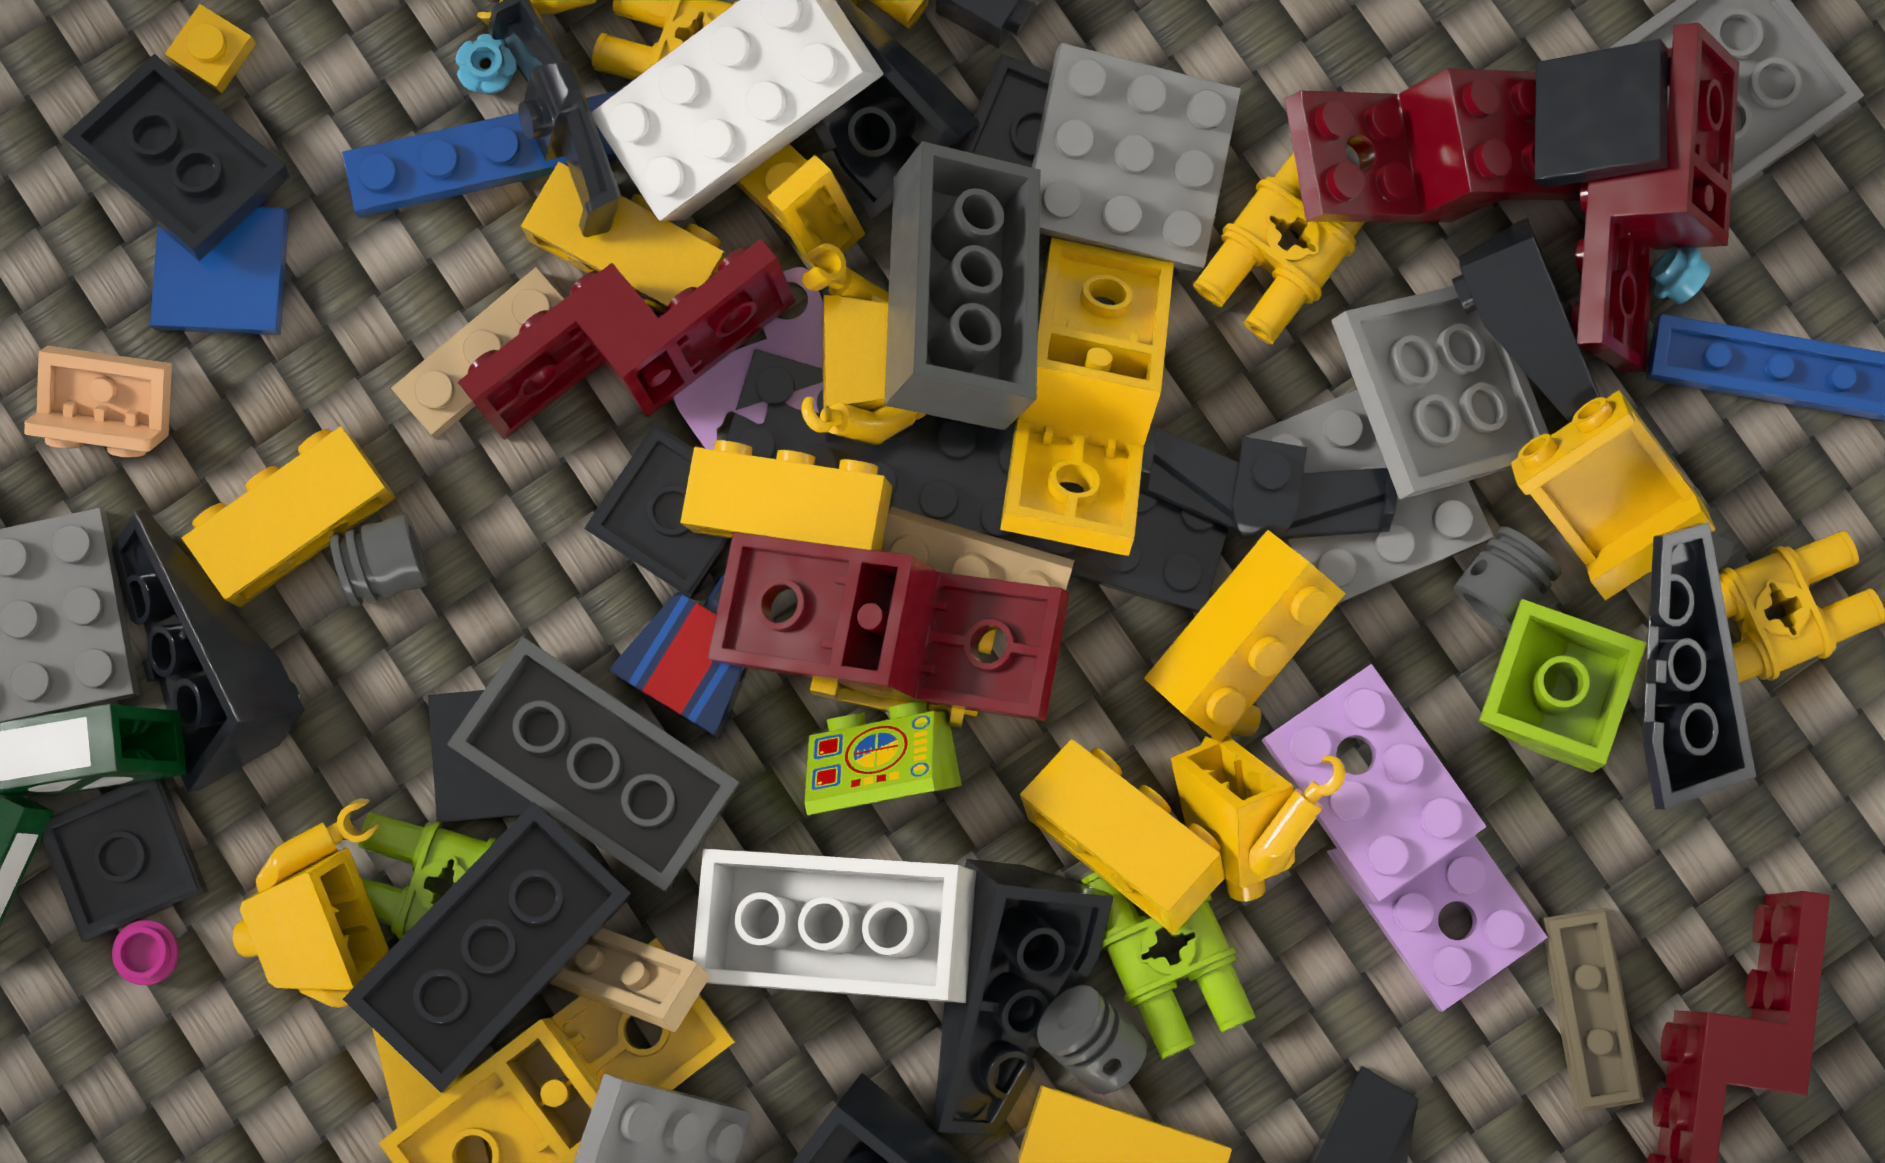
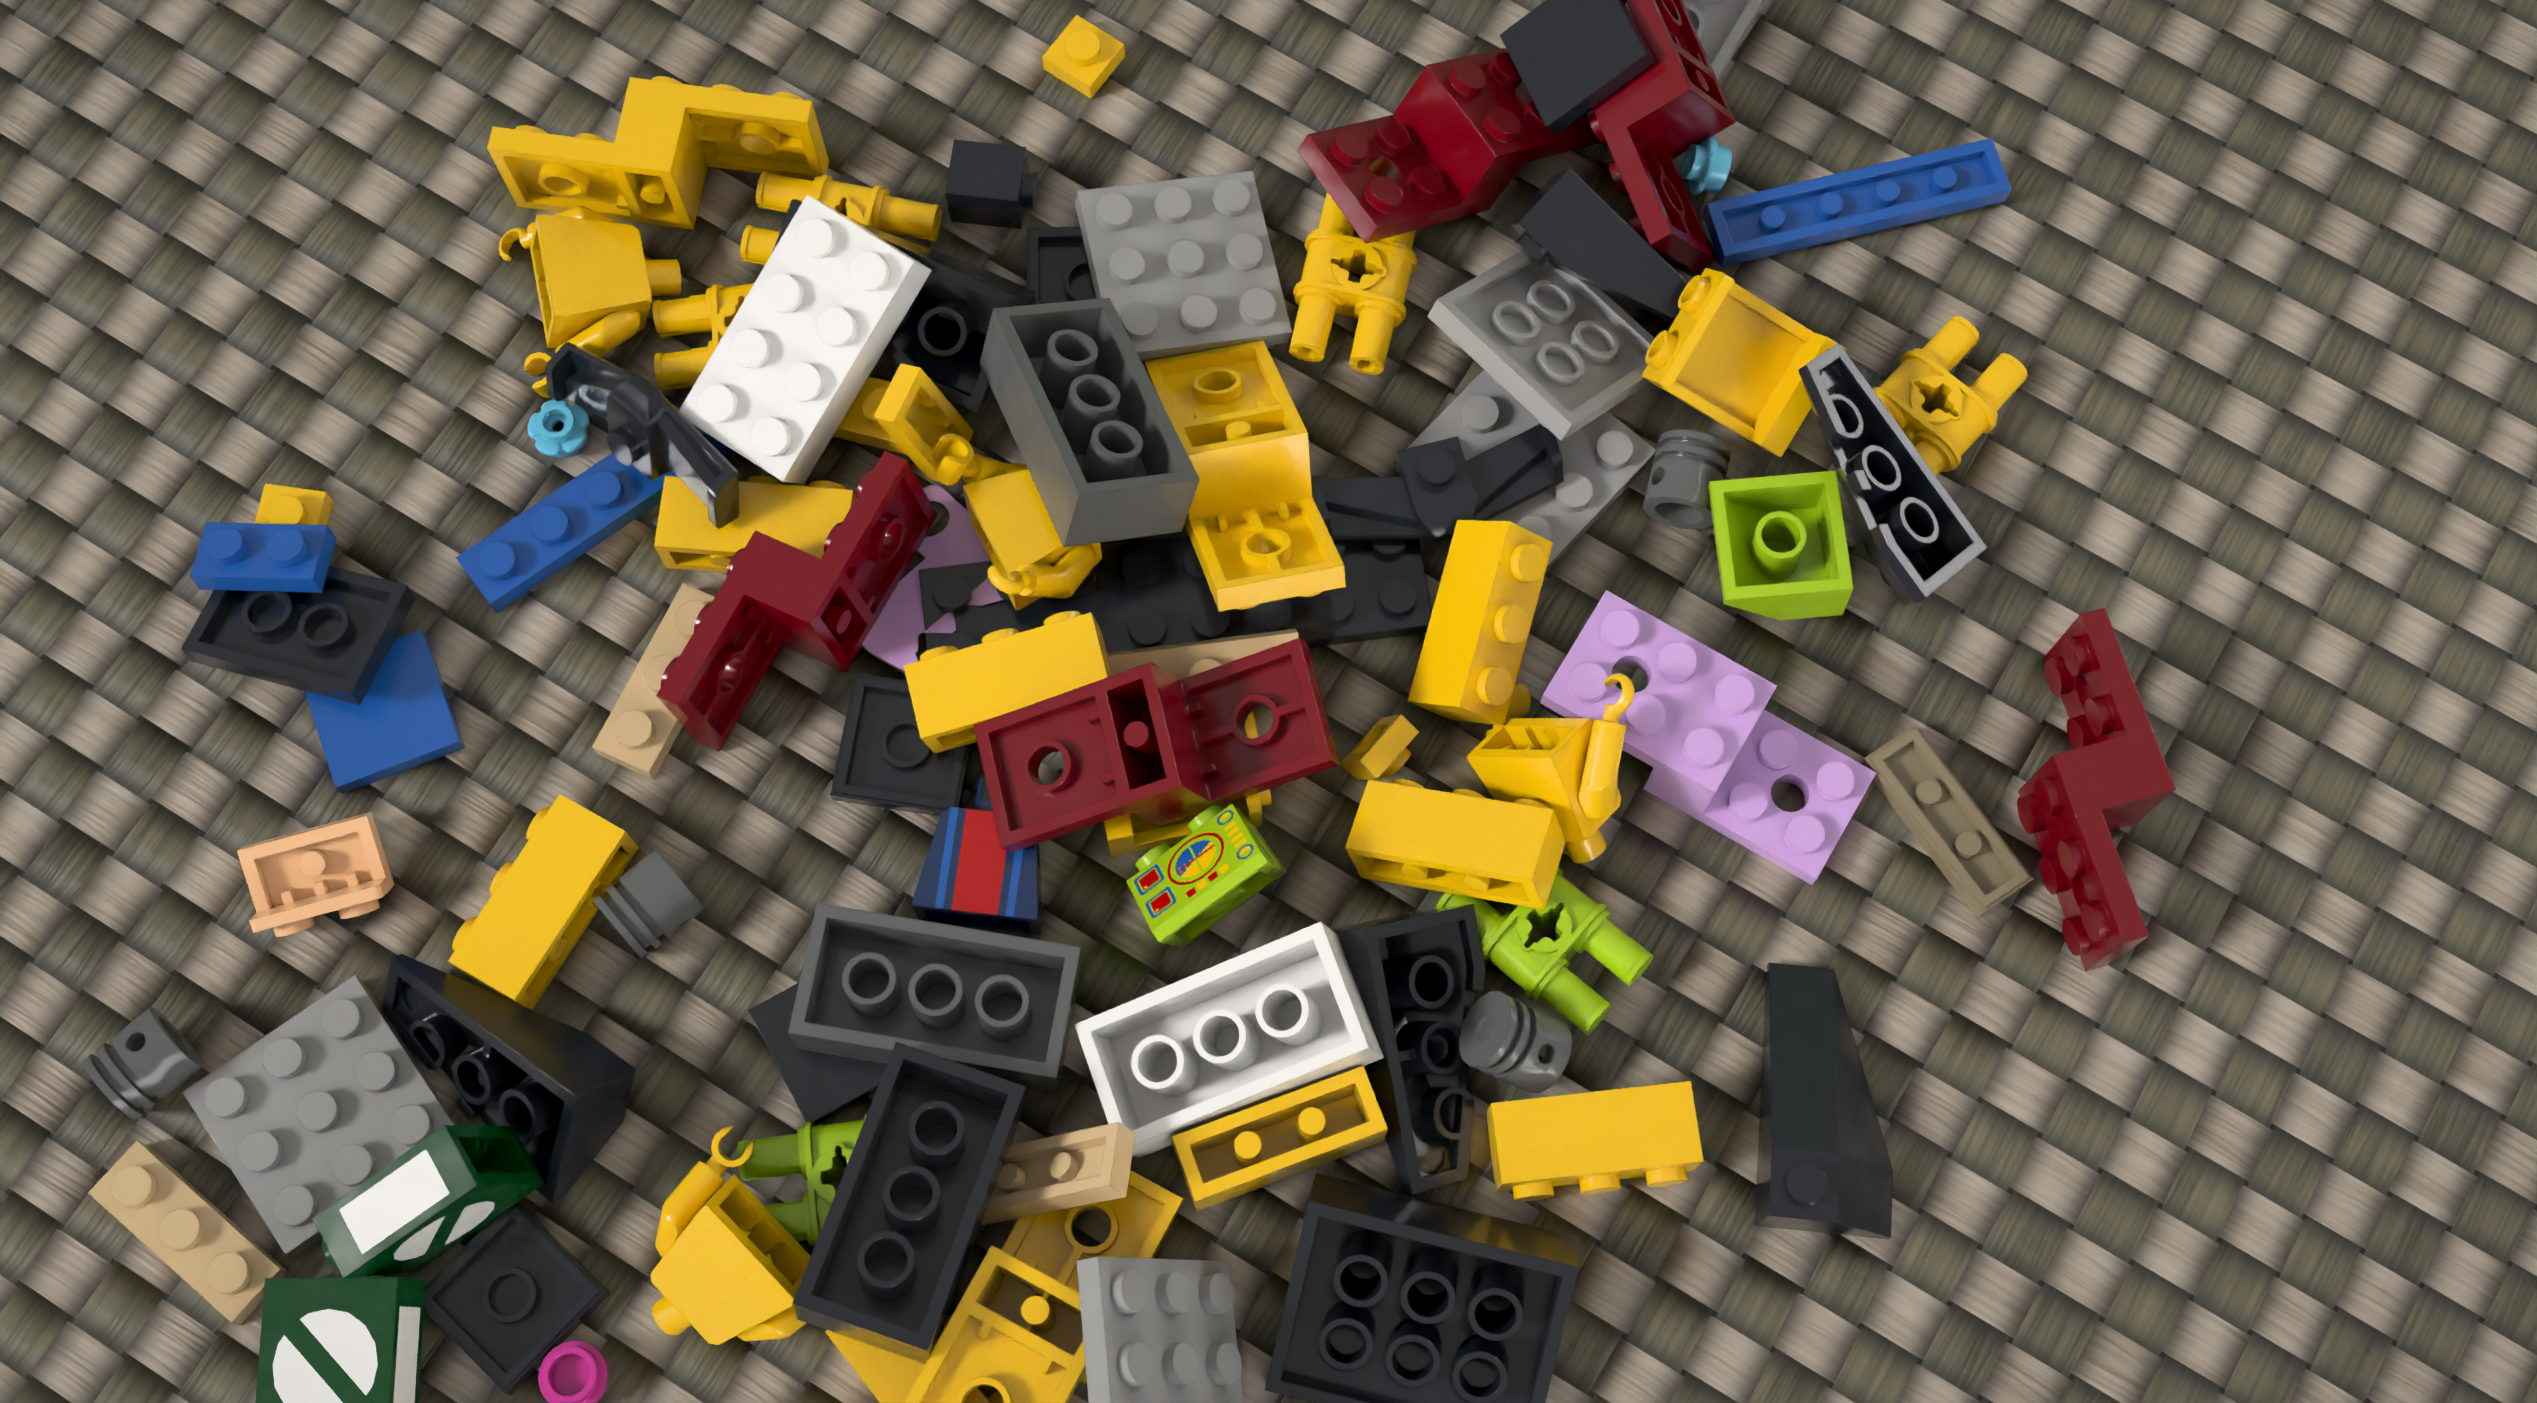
camera: 25 degrees left, 10 degrees down
(168, 80) = (263, 557): none -> blue plate
(840, 1030) = (1279, 1138): none -> yellow brick
(1099, 711) = (1381, 749): none -> yellow plate

